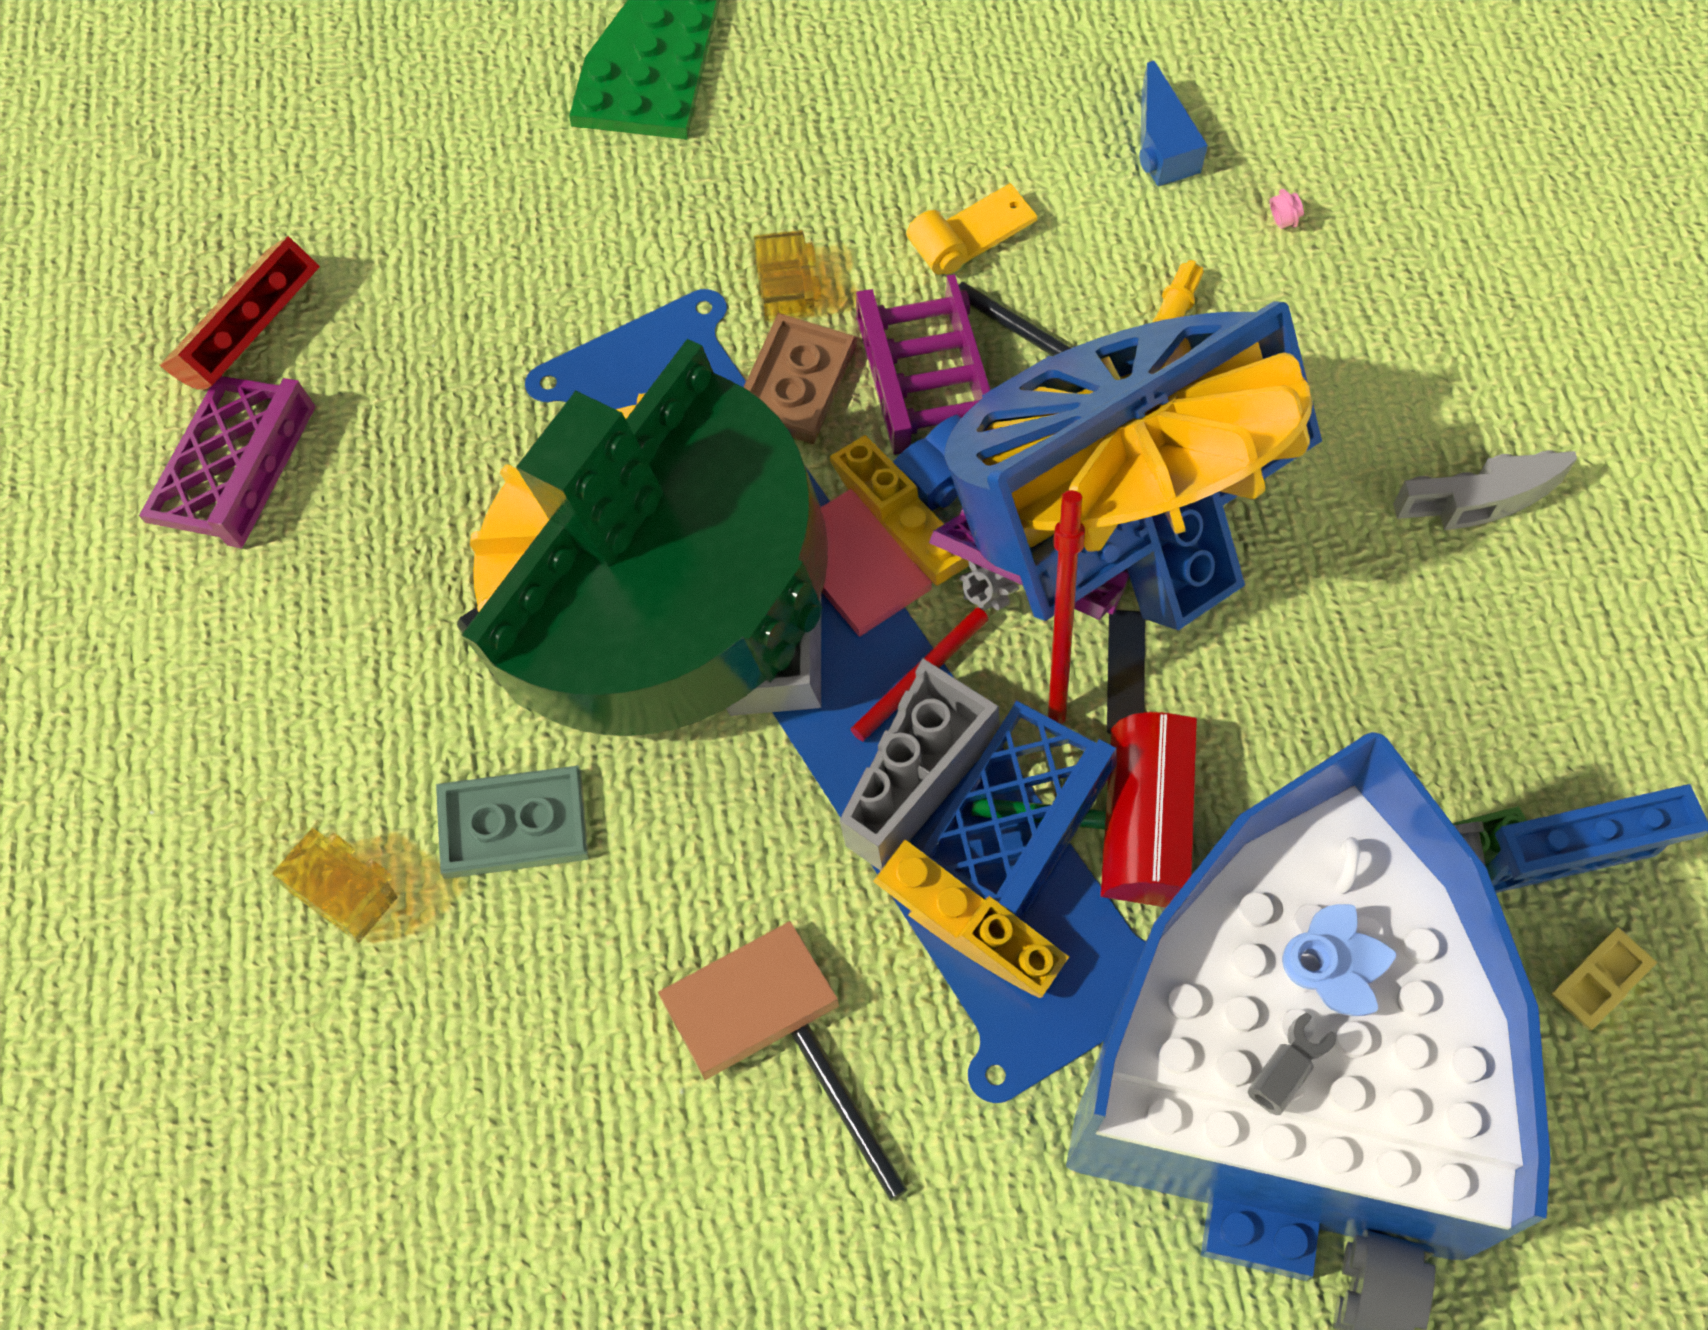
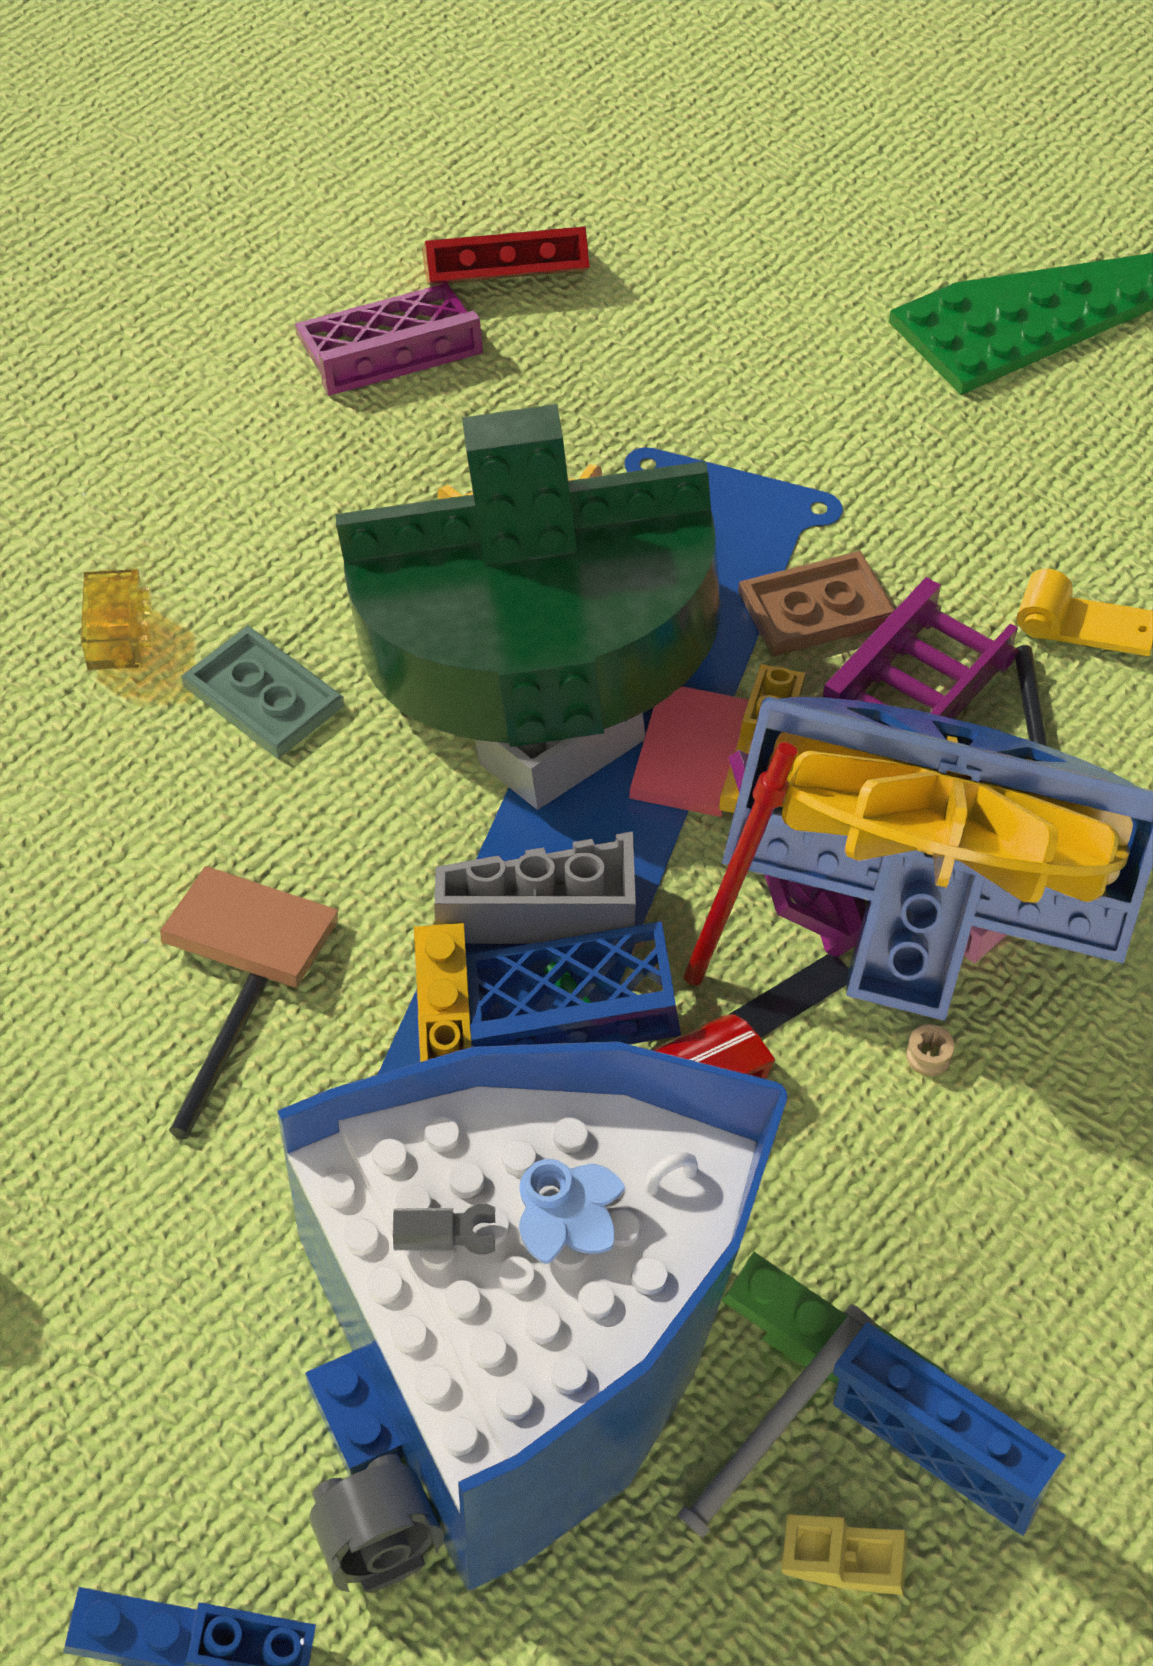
camera: 50 degrees right, 10 degrees down
(785, 274) = (899, 530): clear yellow brick -> none
(937, 656) = (661, 857): red bar -> none
(1260, 611) = (936, 1037): none -> tan bush

